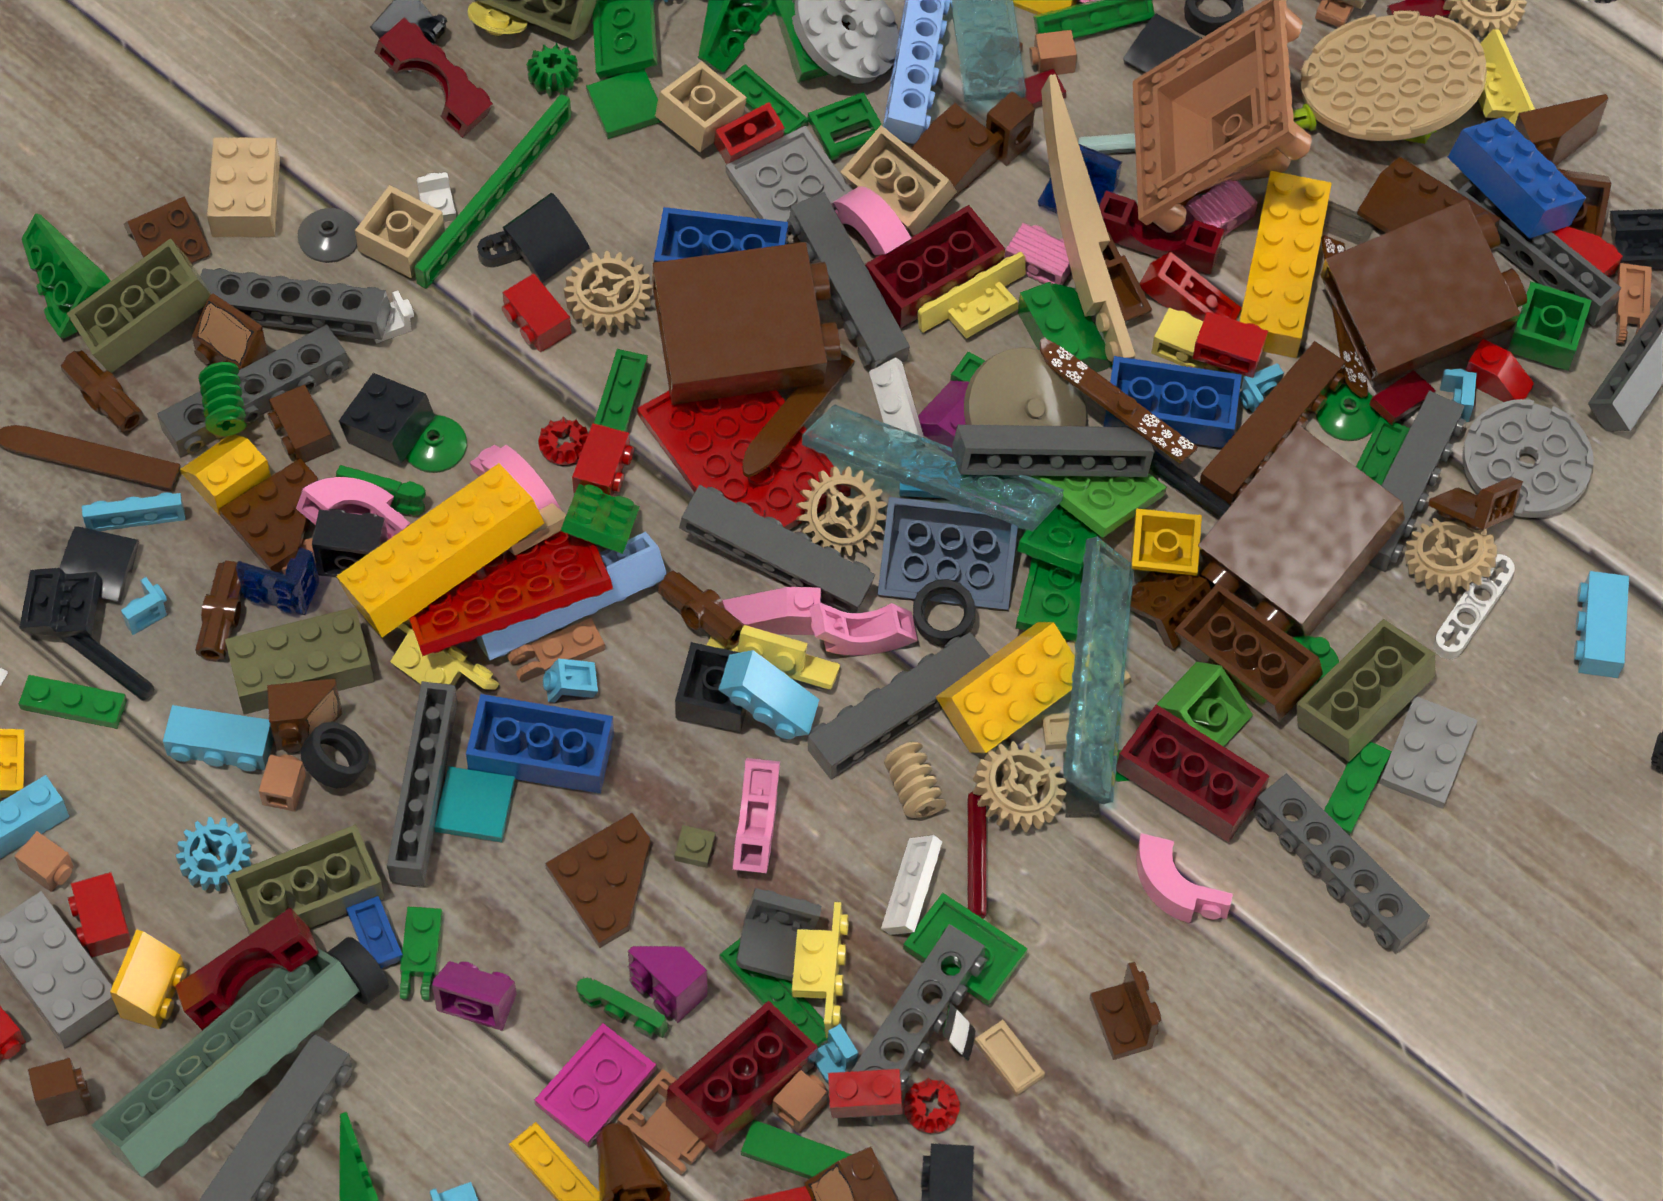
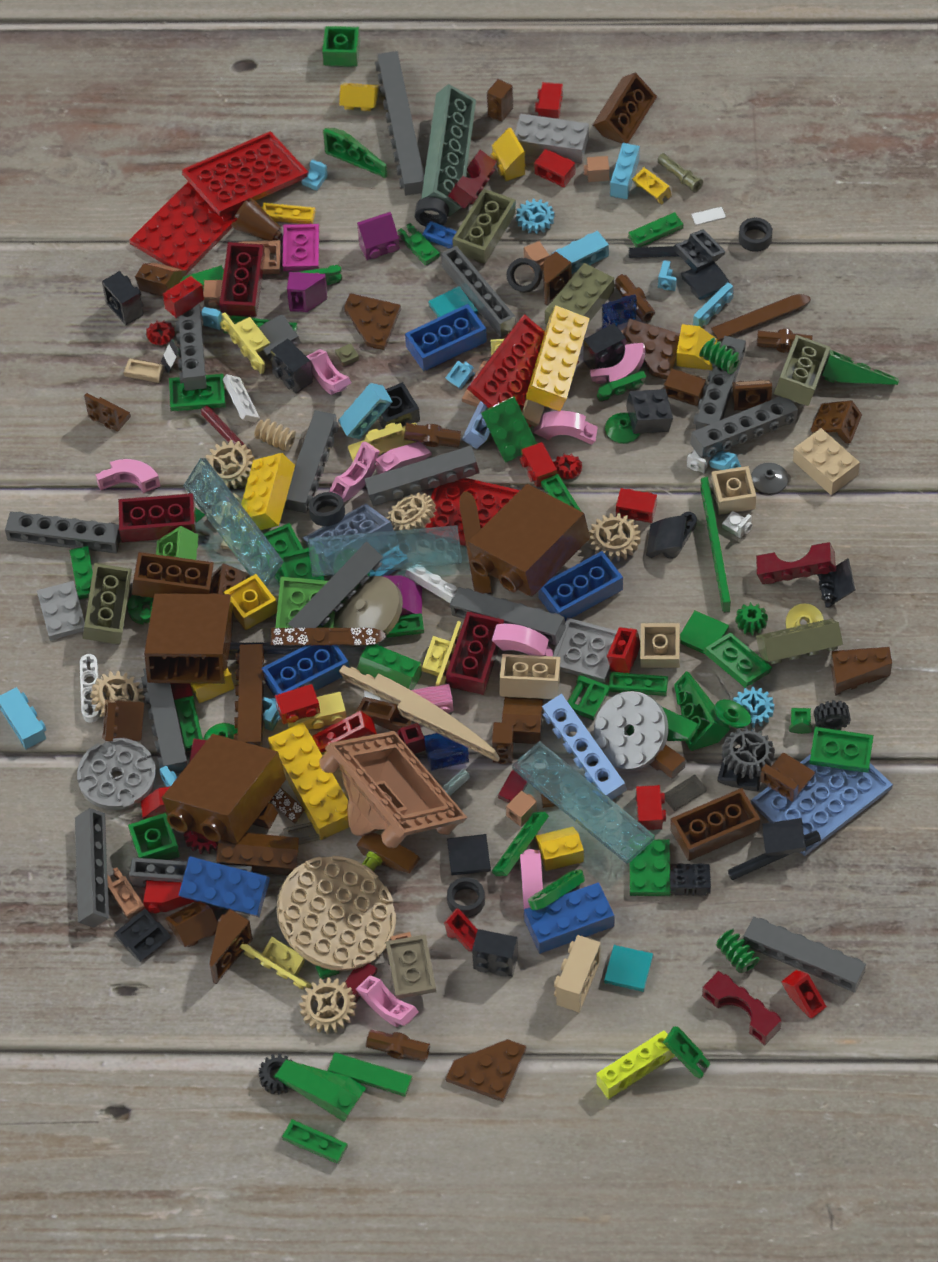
camera: 145 degrees right, 5 degrees down
(364, 275) = (724, 461): none -> medium azure bracket
(804, 859) = (291, 366): none -> black brick

